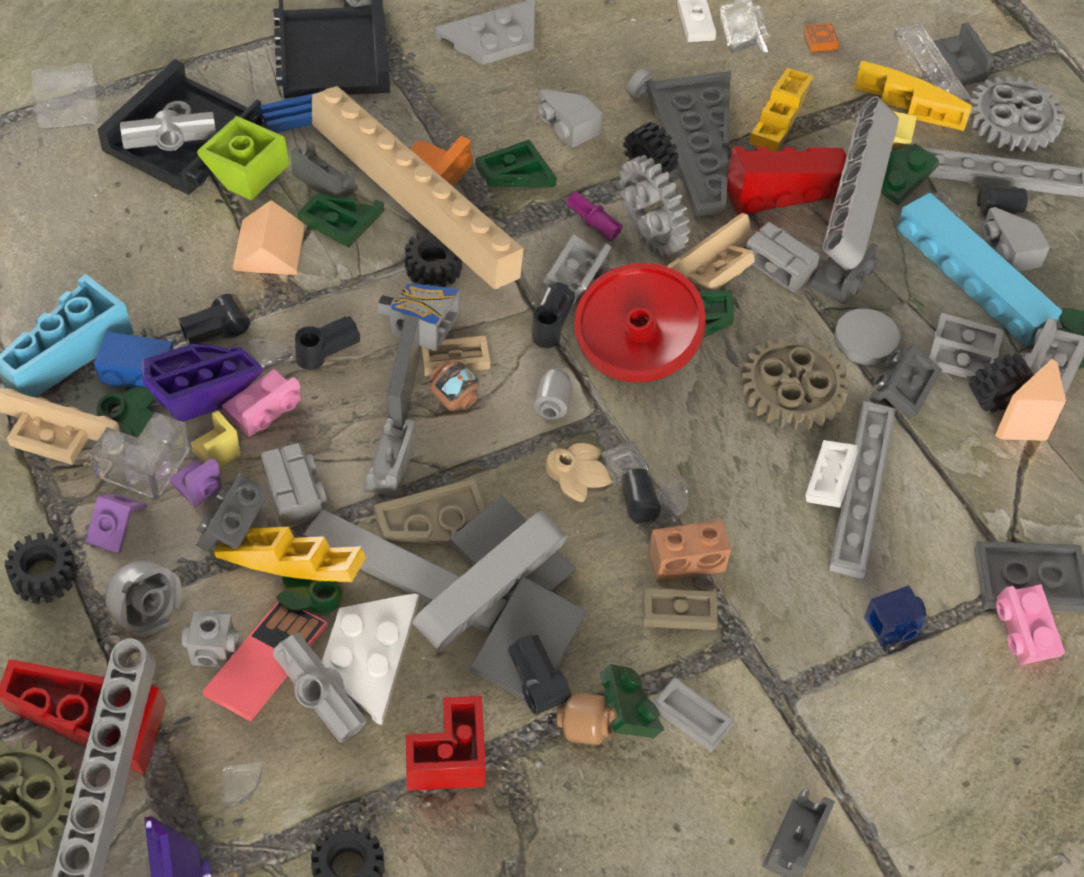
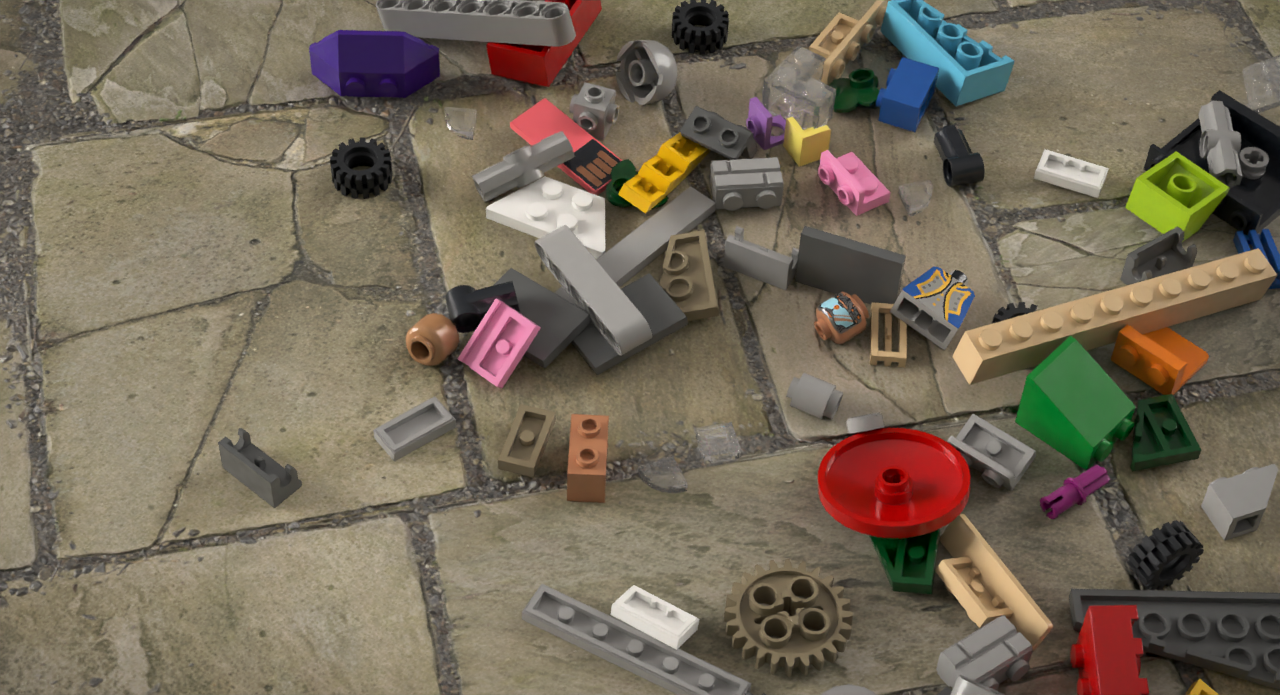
camera: 105 degrees right, 5 degrees down
(111, 521) = (741, 66): medium lavender bracket -> none
(198, 378) = (870, 115): dark purple wedge -> none
(216, 238) = (1071, 173): none -> white plate
(269, 241) = (1061, 217): light nougat slope -> none
(316, 343) = (917, 231): black piece -> none
(340, 217) = (1090, 267): dark green wing -> none
(449, 757) = (432, 241): red brick -> none
(519, 209) = (1075, 405): none -> green slope
(551, 315) = (915, 412): black piece -> none
(573, 354) = (865, 423): none -> light grey tile
(579, 471) = (715, 403): tan plate -> none
(580, 649) = (499, 343): none -> bright pink plate
(634, 710) = (433, 368): dark green wing -> none
(640, 496) = (668, 439): black piece -> none
(643, 186) = (1073, 497): light grey gear -> none
(896, 616) = (457, 617): clear blue brick -> none

